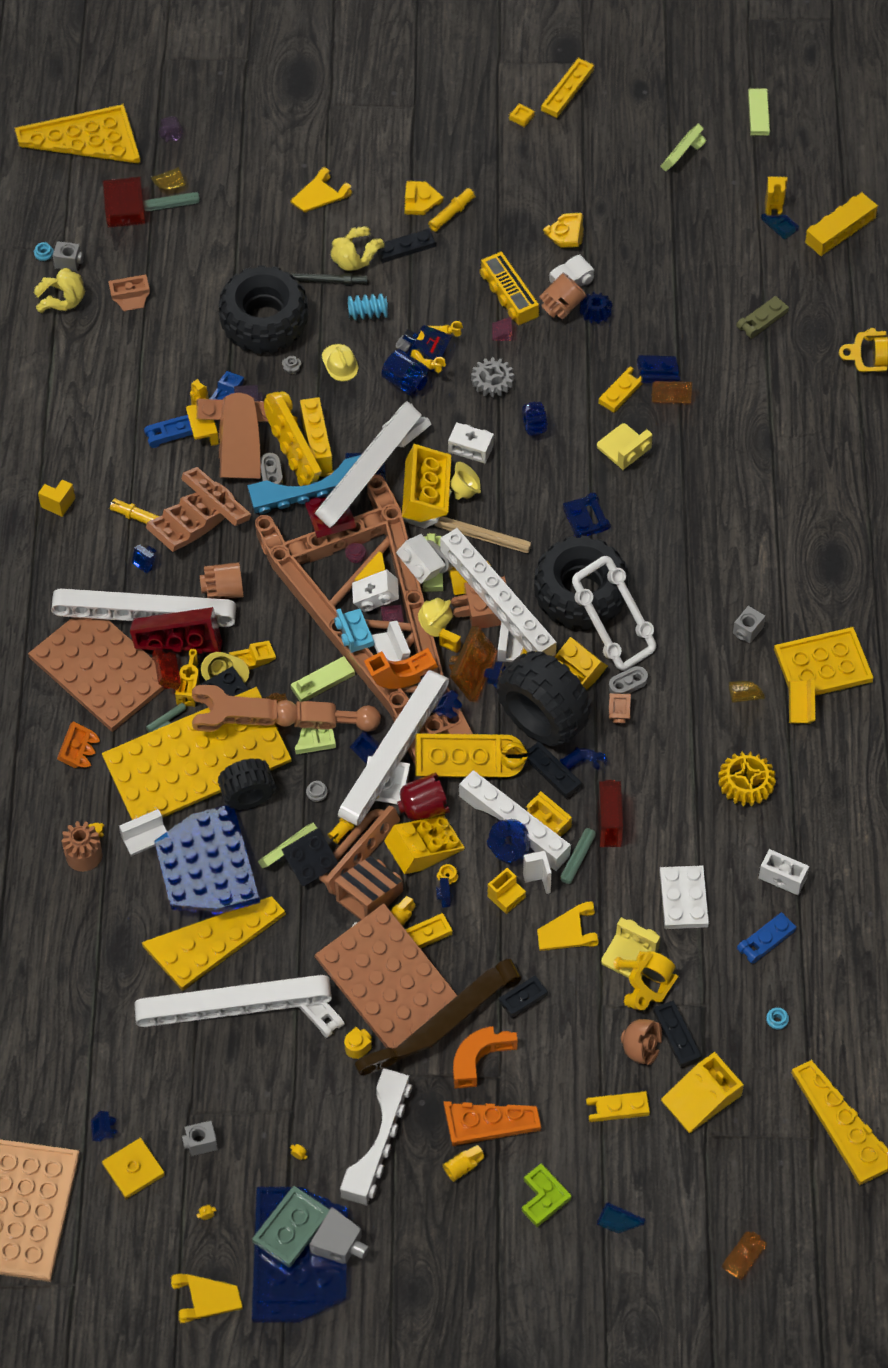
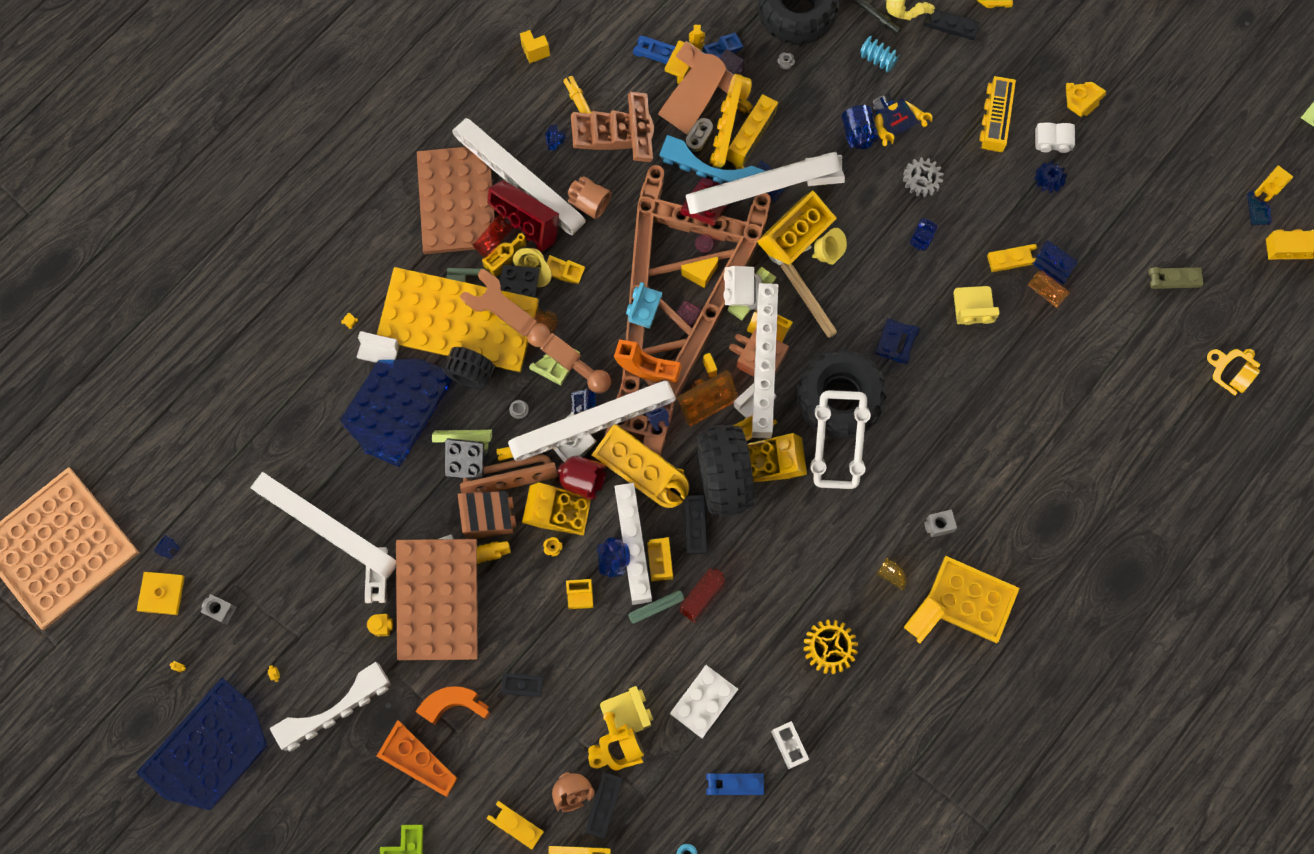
camera: 40 degrees right, 15 degrees up
(76, 746) = (388, 247): orange plate -> none
(82, 847) = (324, 327): nougat gear -> none
(202, 946) = (341, 464): yellow wing -> none
(208, 1297) = (127, 730): yellow flag -> none
(291, 1226) = (214, 729): sand green plate -> none
(322, 679) = (597, 325): yellowish green hinge -> none
(338, 1239) = (235, 765): light grey torso -> none
(340, 362) = (823, 84): light yellow piece -> none
(375, 591) = (687, 286): white brick -> none
(392, 643) = (659, 339): white panel -> none
(430, 931) = (498, 579): yellow plate -> none
(435, 616) = (712, 338): light yellow piece -> none
(443, 892) = (536, 559): clear blue plate -> none
(456, 205) = (1012, 18): yellow pin -> none
(463, 1163) = (371, 777): yellow hinge -> none
(470, 442) = (867, 225): white brick -> none
(494, 674) = (720, 418): clear blue tile -> none
(502, 330) = (964, 144): clear pink slope -> none
(502, 975) = (454, 659): dark brown piece -> none
(537, 868) = (614, 594): white panel -> none
(562, 296) = (1030, 150): nougat gear -> none
(566, 930) = (597, 658): yellow flag -> none
(583, 755) = (725, 529): clear blue piece -> none
(619, 707) = (785, 515): nougat bracket -> none
(627, 681) = (811, 496): light grey plate -> none
(692, 138) = (1251, 91): yellowish green hinge -> none

